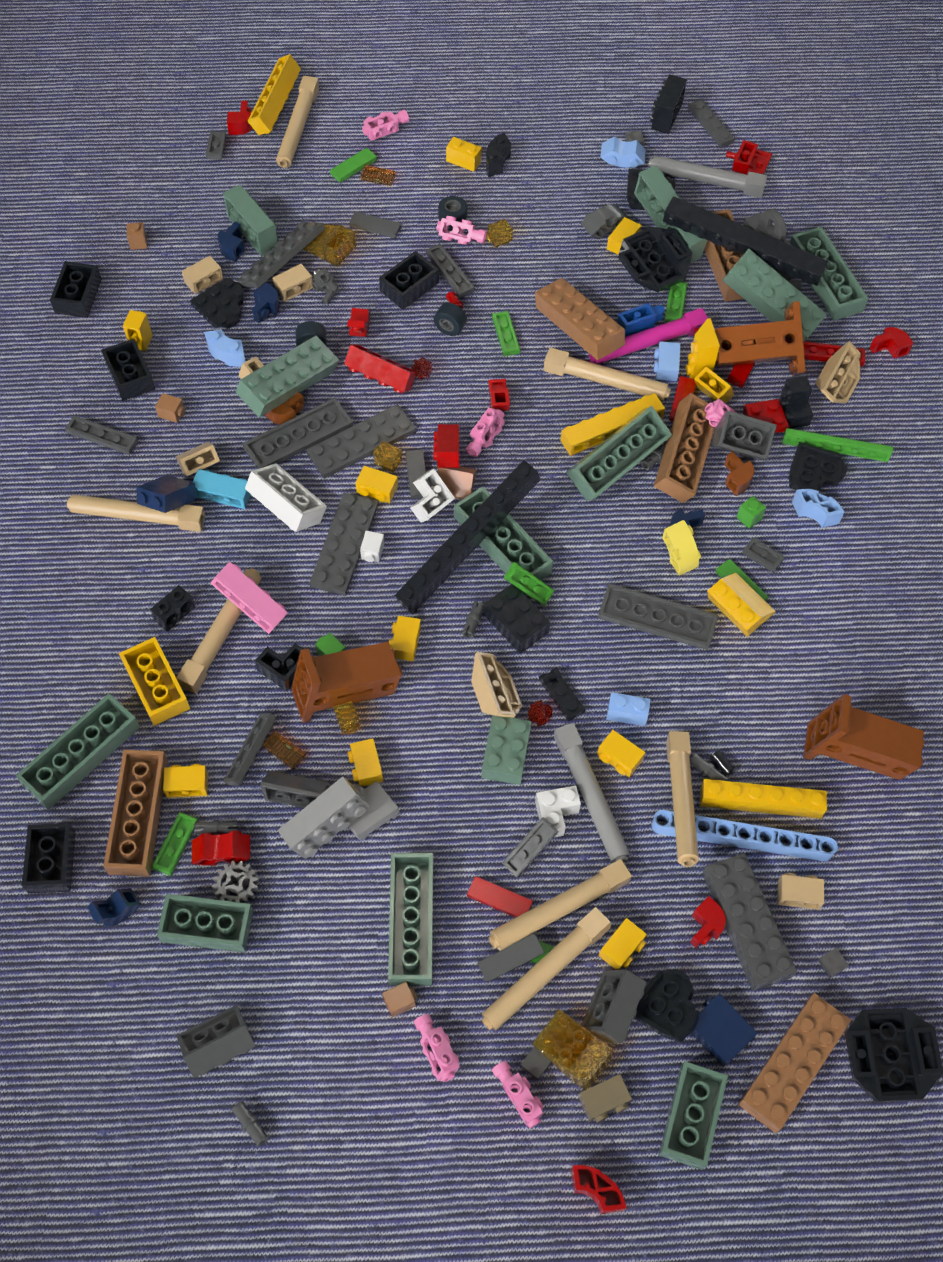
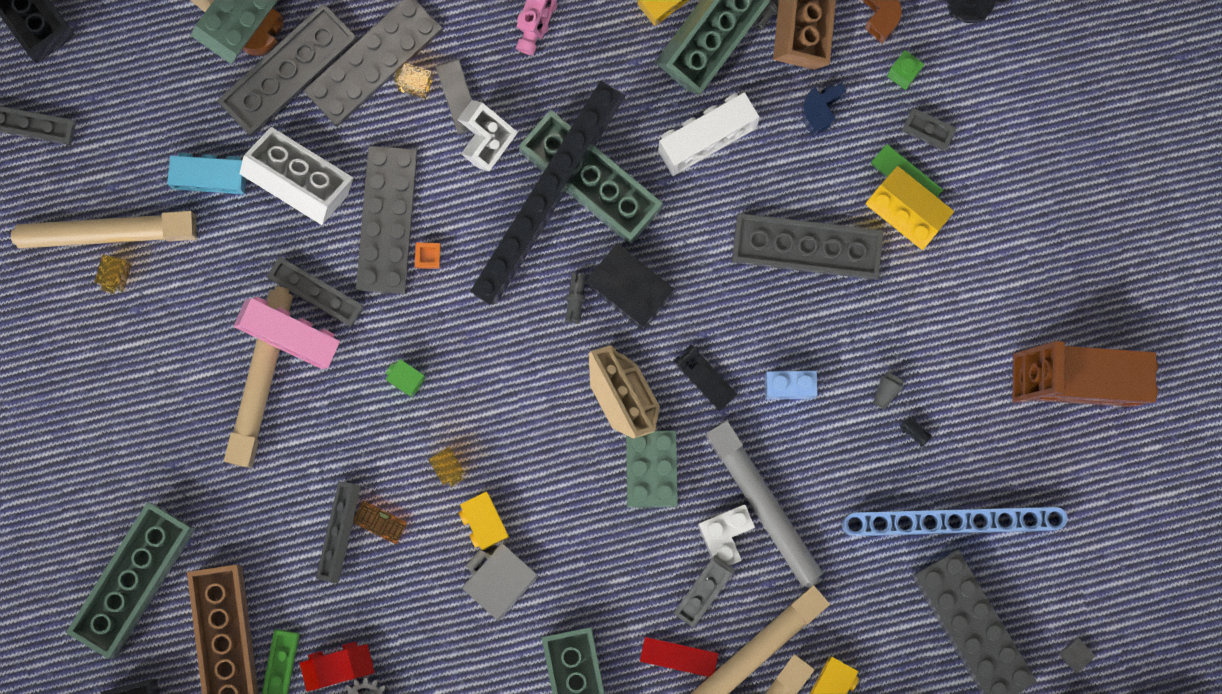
camera: 10 degrees left, 20 degrees up
(133, 539) = (112, 274): none -> clear yellow brick
(154, 681) = (197, 468): yellow brick -> none
(166, 493) = (138, 204): dark blue brick -> none
(170, 408) = (105, 64): medium nougat brick -> none
(172, 608) = (191, 362): black brick -> none
(185, 781) = (271, 589): yellow brick -> none
(197, 458) = (164, 137): tan brick -> none
(215, 827) = (323, 641): dark grey pin -> none
(279, 579) = (315, 291): none -> dark grey plate
(279, 668) = (353, 421): black brick -> none
(292, 789) = (408, 574): dark grey slope -> none
(323, 818) = (452, 612): light grey brick -> none
(344, 677) = (435, 421): dark orange brick -> none
(368, 570) = (427, 255): none -> orange plate
(372, 546) = (424, 221): white brick -> none
(376, 484) = (409, 127): yellow brick -> none
(405, 637) = (495, 343): yellow brick -> none
(446, 446) = (490, 53): red brick -> none
(458, 480) = (512, 96): nougat slope -> none
(529, 584) = (637, 242): bright green tile -> none
(540, 713) = (683, 412): clear red gear -> none
(596, 524) = (708, 133): none -> white brick
(620, 753) = (791, 446): yellow brick -> none
(681, 547) = (823, 145): light yellow brick -> none
(682, 794) = (861, 435): tan brick -> none
(705, 726) = (887, 390): none -> dark grey cone
(706, 768) = (900, 444): dark grey pin -> none
(712, 919) = (932, 635): red brick -> none
(763, 798) = (971, 470): yellow brick -> none
(800, 891) = (1029, 578): tan brick -> none
(817, 506) = (990, 45): light blue brick -> none

